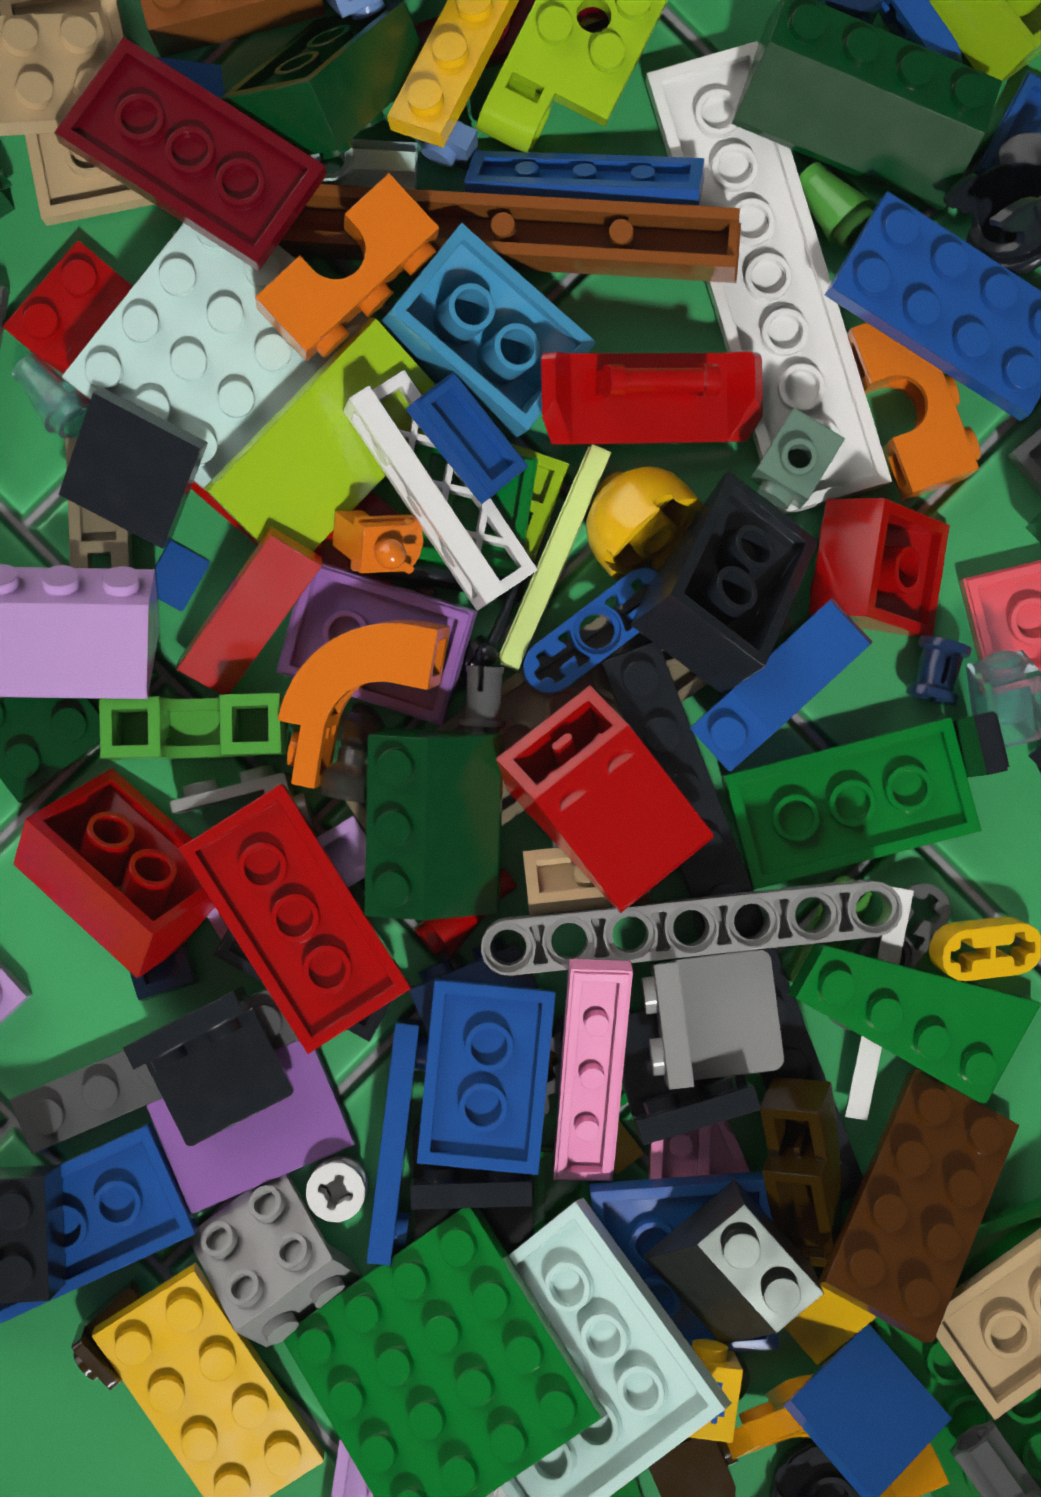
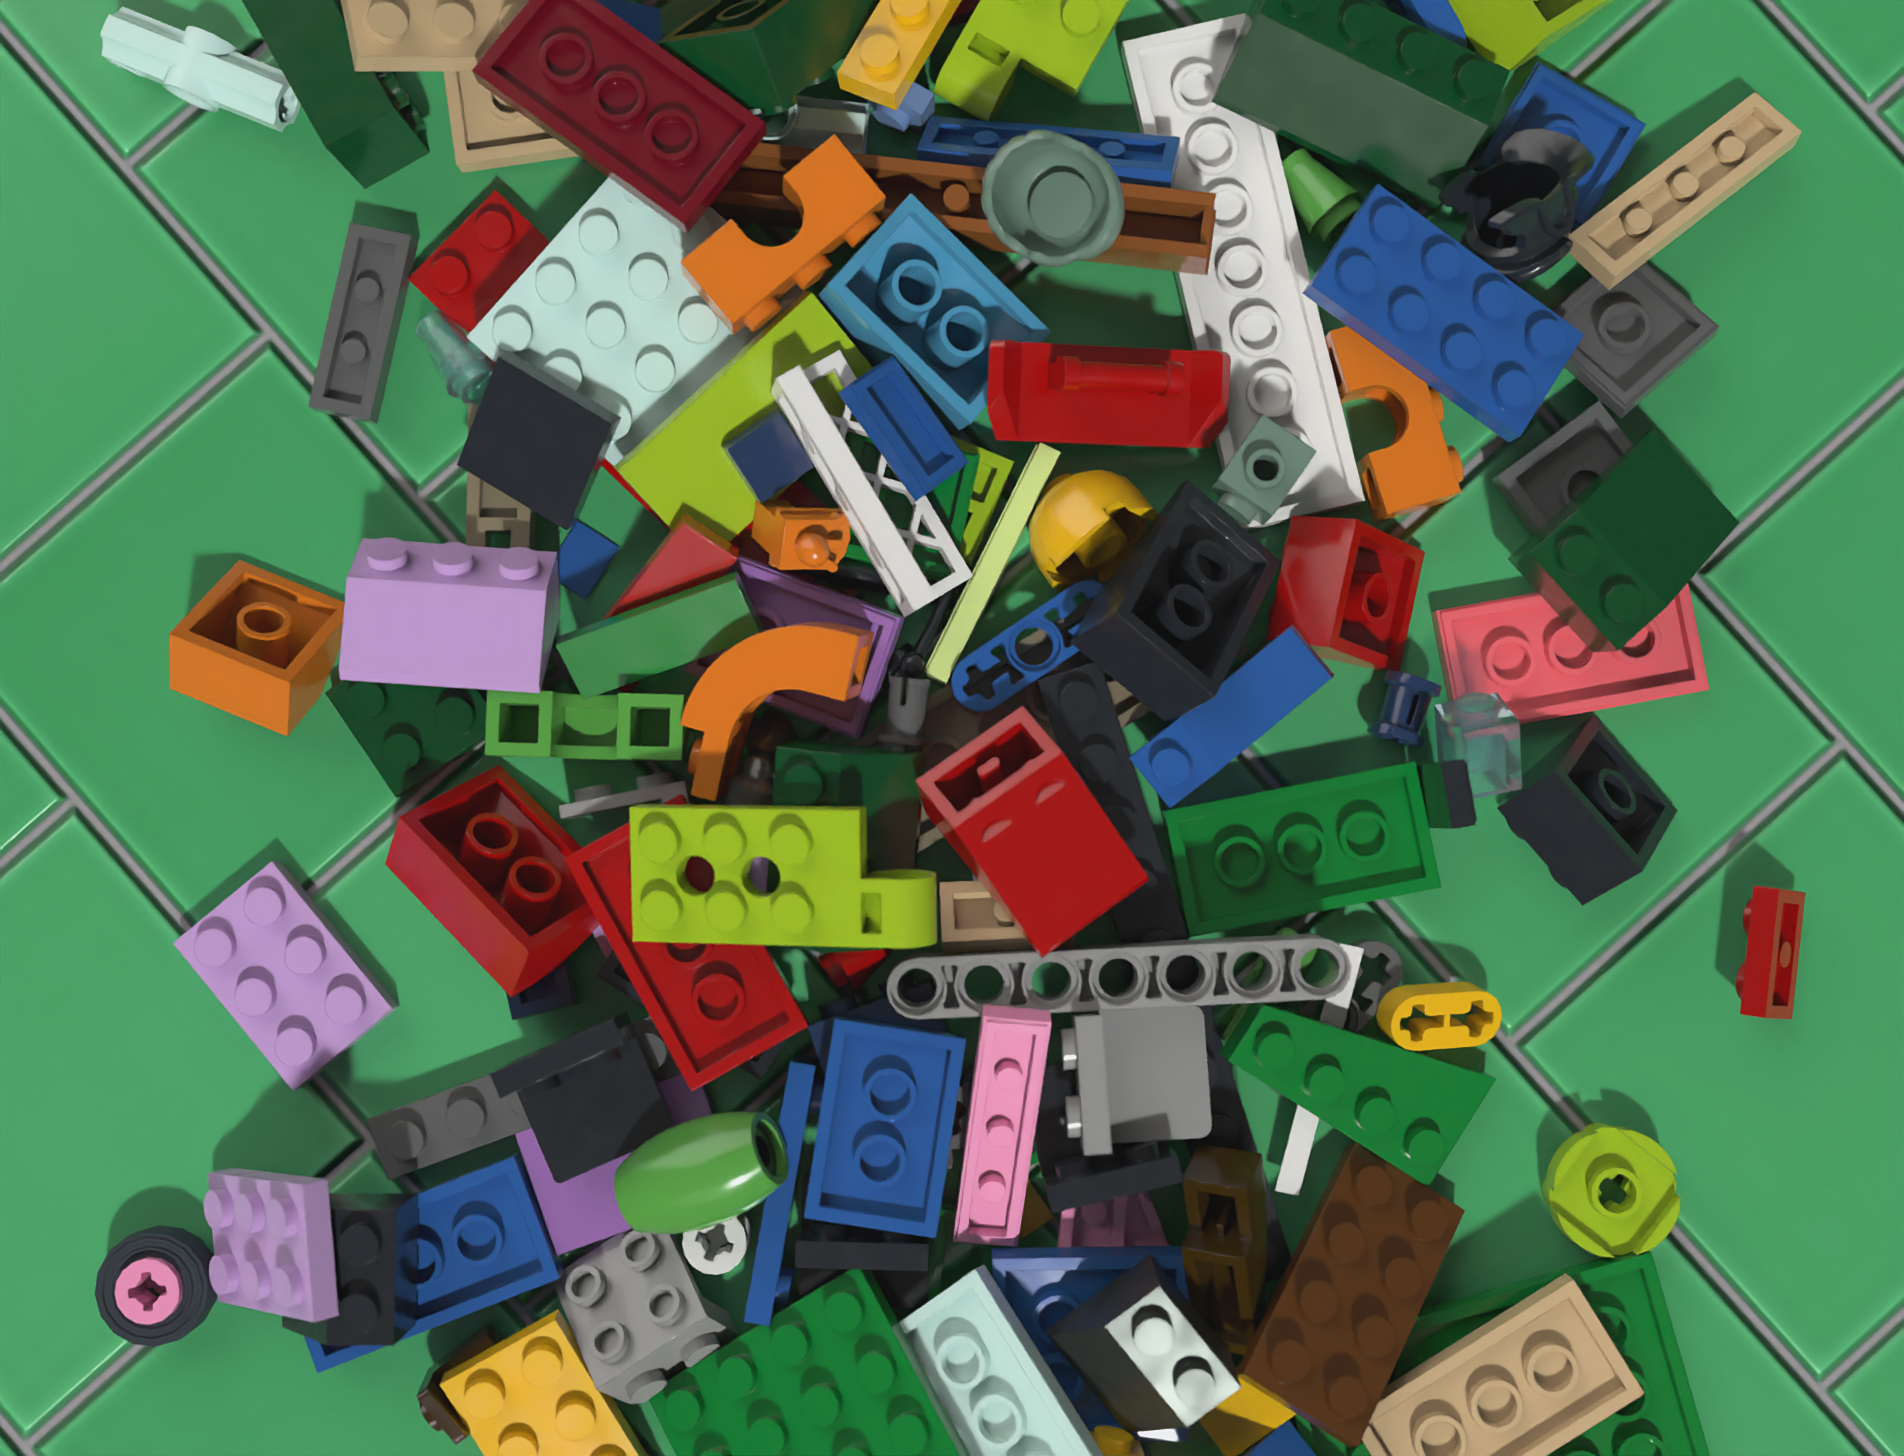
camera: 10 degrees right, 0 degrees up
(253, 640) = (659, 635): none -> green tile
(320, 1128) = (701, 1173): none -> bright green piece
(344, 470) = (767, 456): none -> dark blue tile
(416, 865) = (821, 889): none -> lime hinge
(591, 221) = (1052, 199): none -> sand green piece

